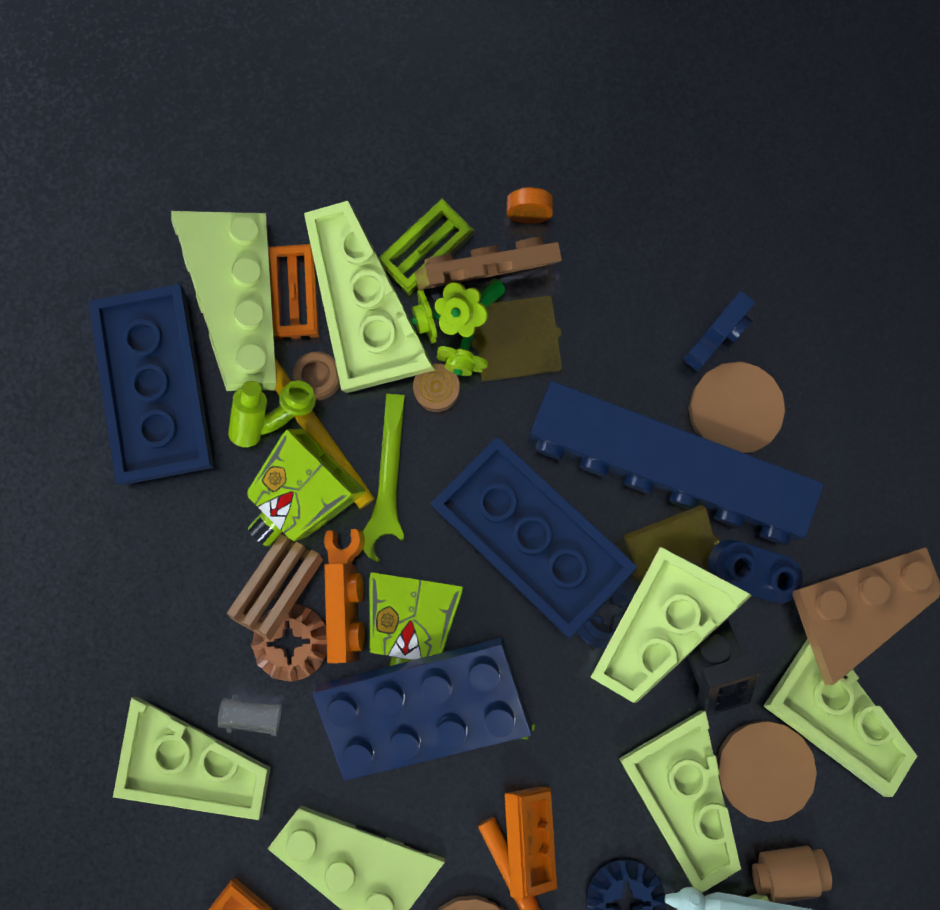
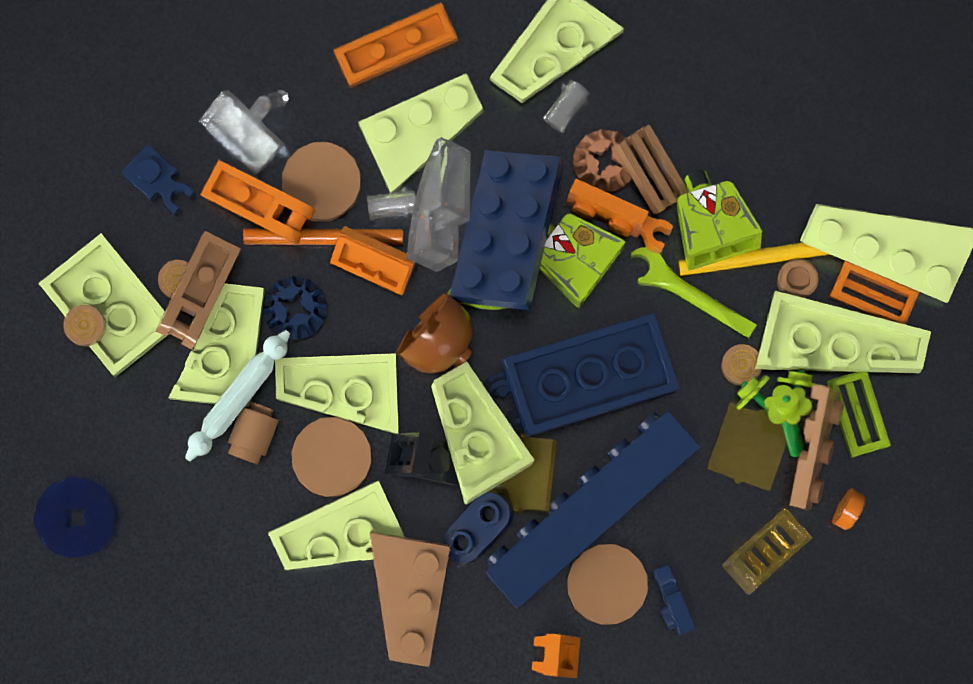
camera: 115 degrees right, 0 degrees up
(150, 384) = (854, 151): dark blue plate -> none
(249, 407) = (785, 212): lime plant -> none
(433, 798) = (440, 206): none -> clear slope
(457, 853) = (391, 204): none -> clear pin
(580, 722) = (439, 338): none -> dark orange cylinder
(620, 251) = (740, 571): none -> clear yellow slope
(839, 417) = (560, 655): none -> orange tile

